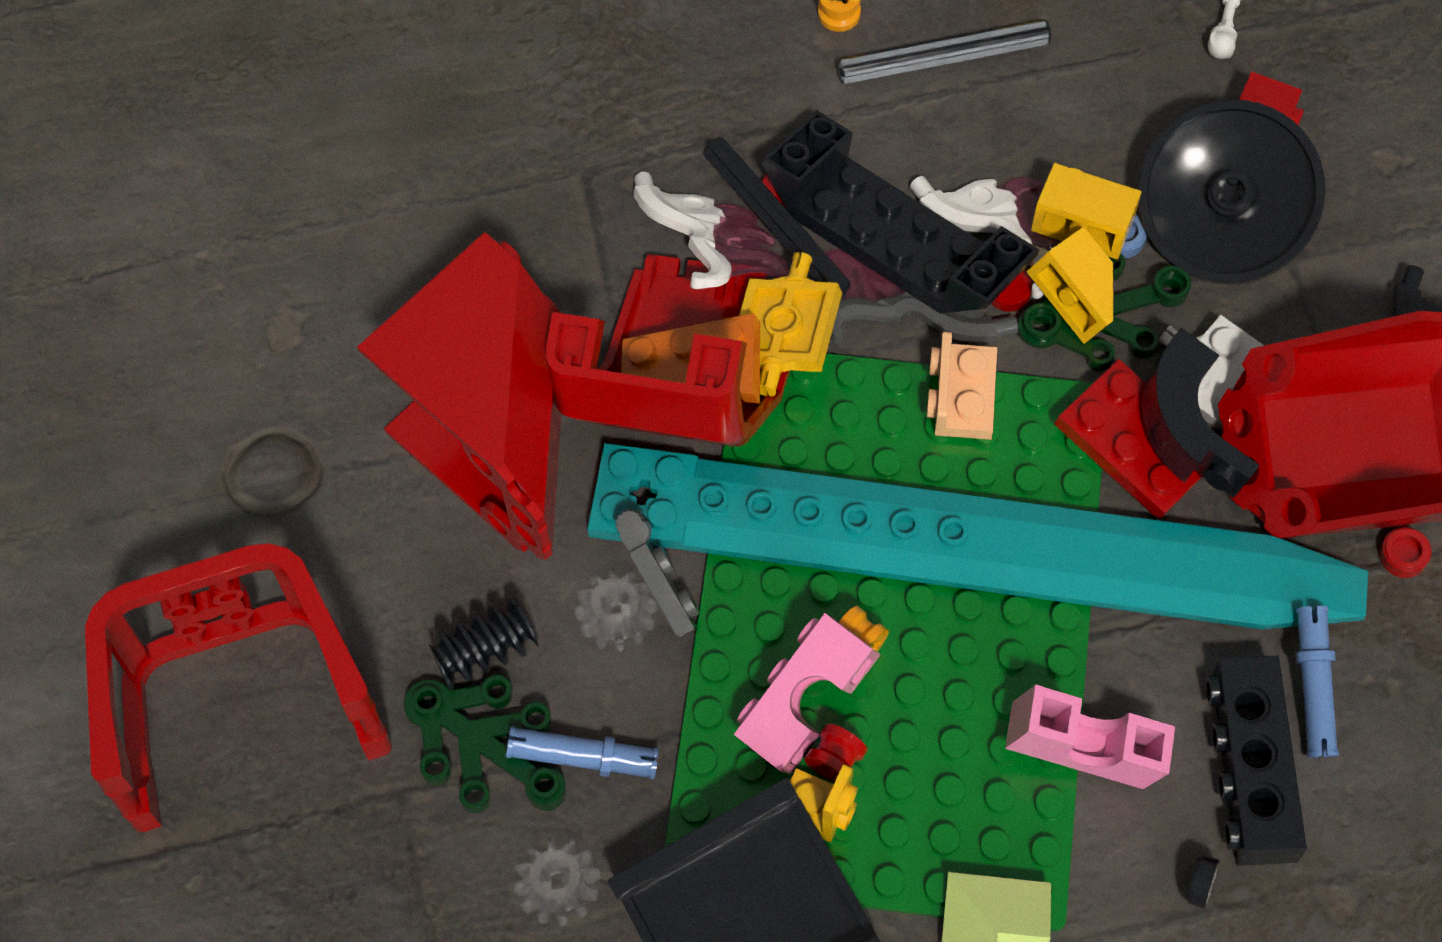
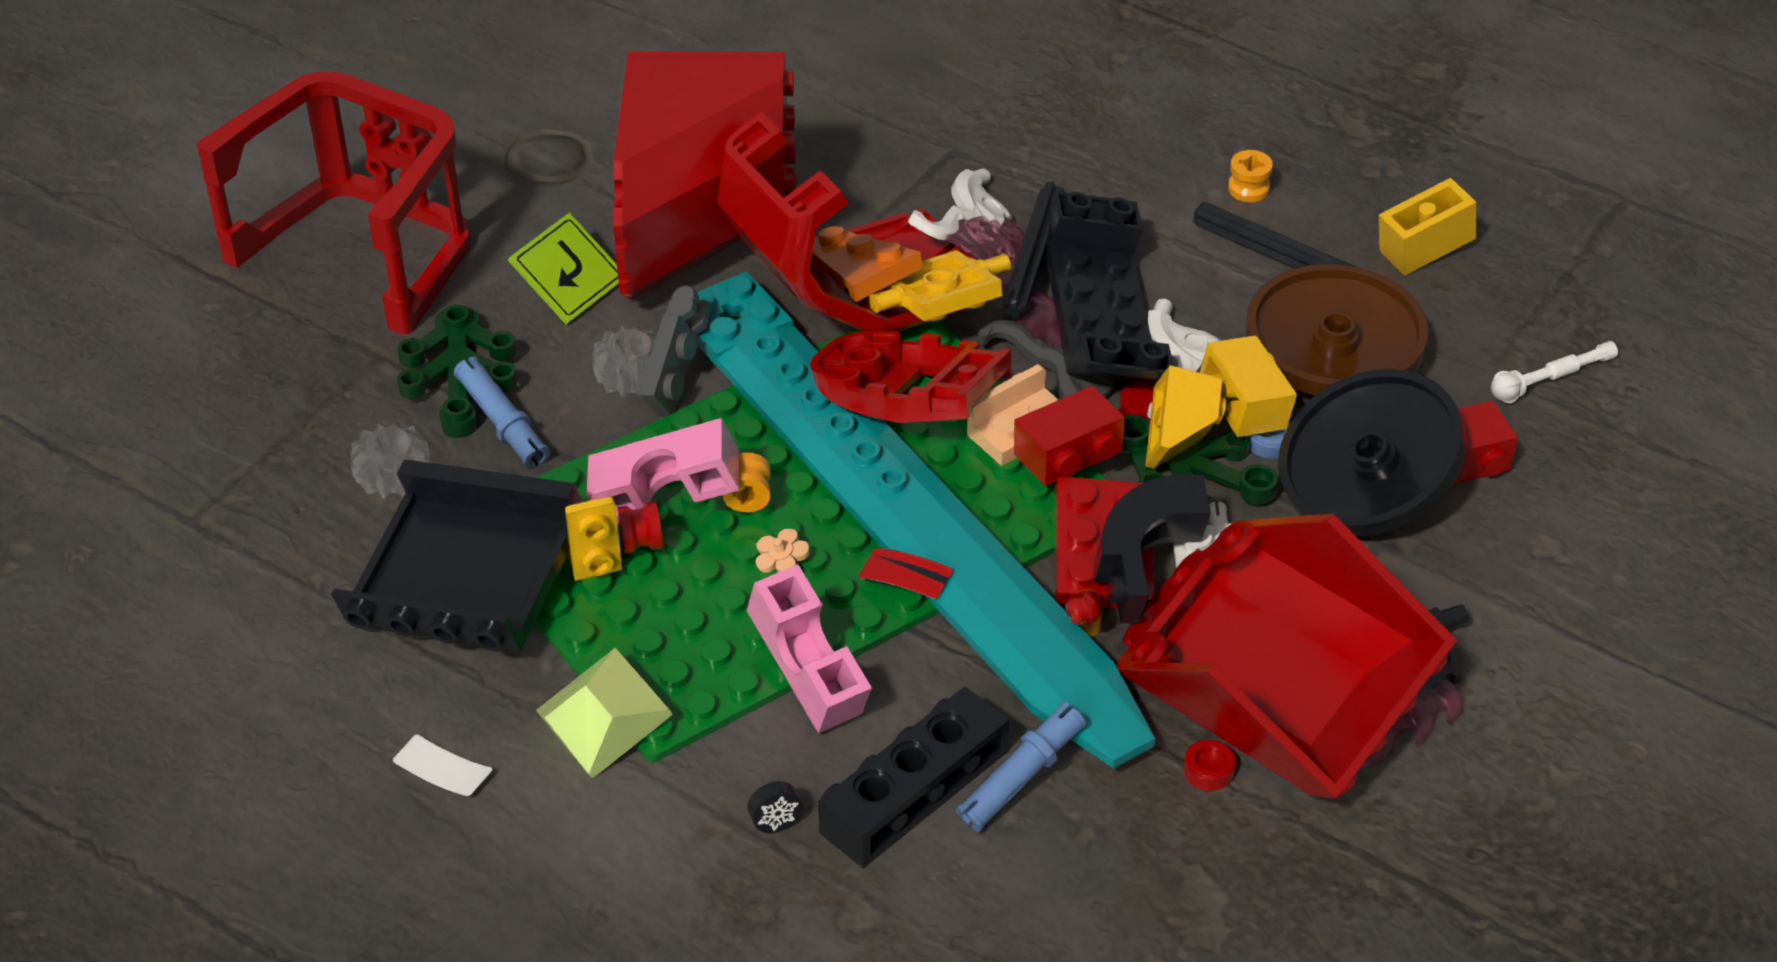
camera: 45 degrees right, 20 degrees down
(454, 569) = (566, 268): none -> lime piece
(482, 641) = (525, 313): black piece -> none
(817, 452) = (875, 368): none -> red slope
(945, 669) = (781, 552): none -> light nougat plant
(1029, 374) = (1068, 435): none -> red brick
(1053, 601) = (906, 571): none -> red sticker
(1077, 99) = (1336, 324): none -> reddish brown dish
(1207, 510) = (1086, 611): none -> red arm

